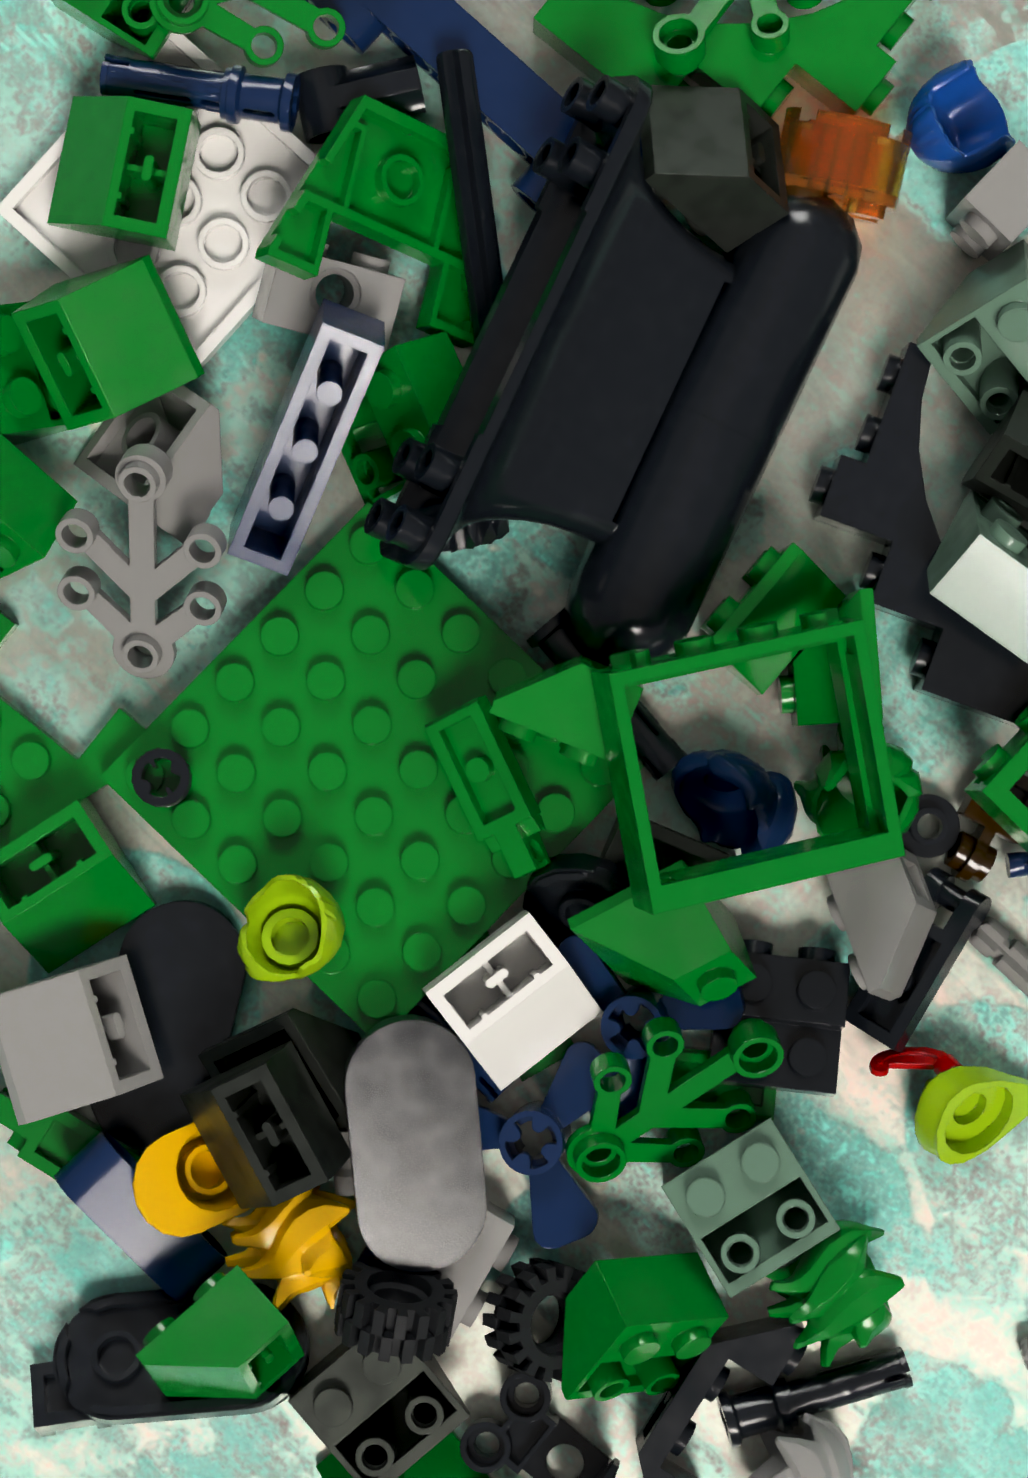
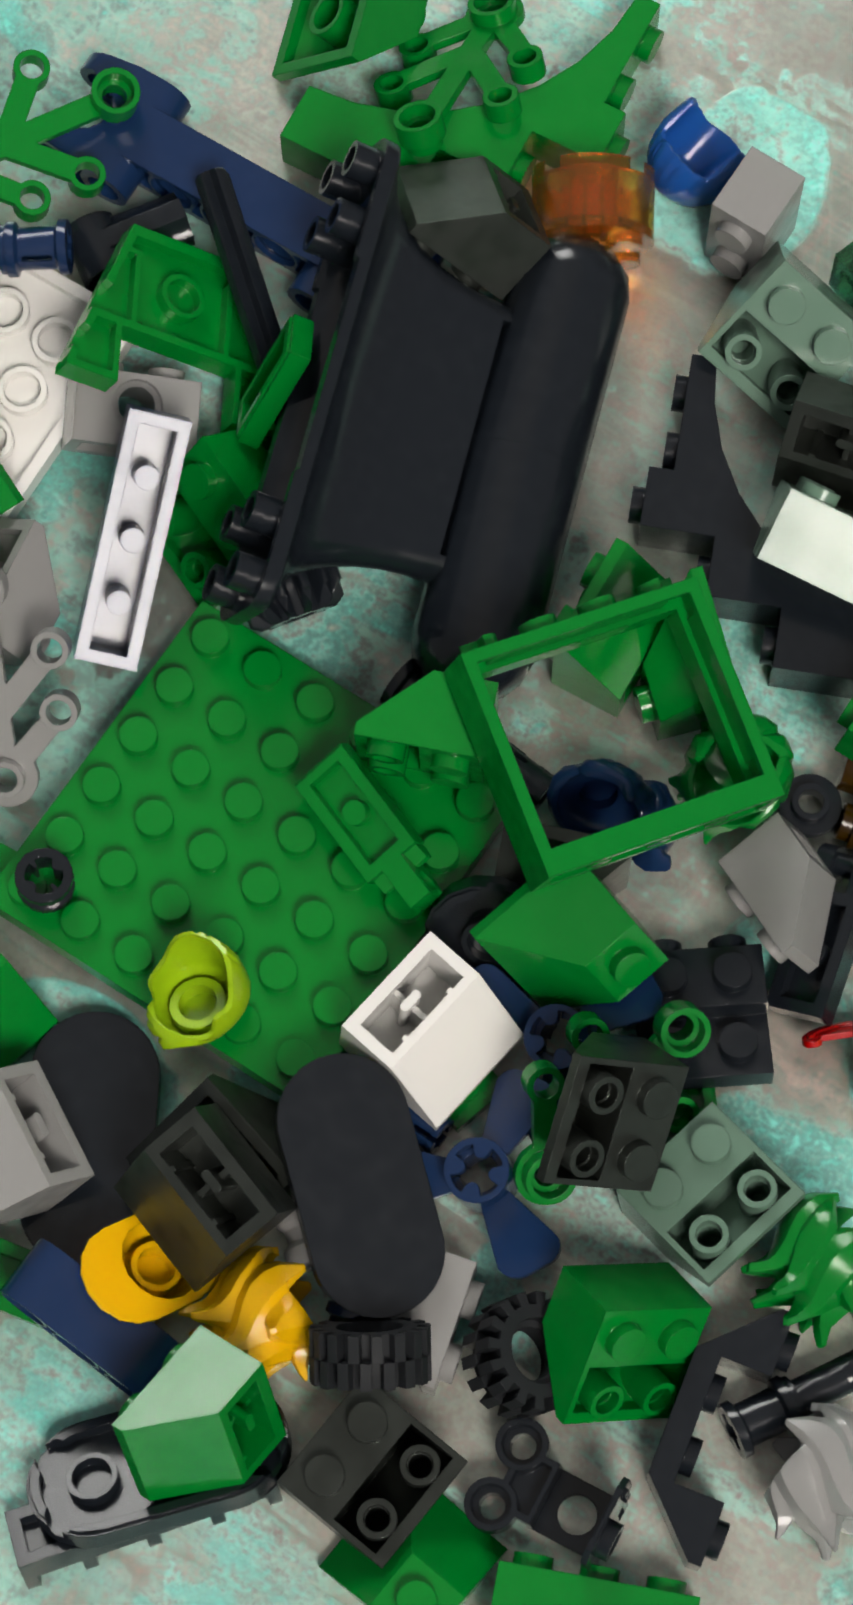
camera: 10 degrees left, 15 degrees down
(479, 301) = (275, 380): none -> green tile
(673, 1131) = (613, 1114): none -> pearl dark grey slope

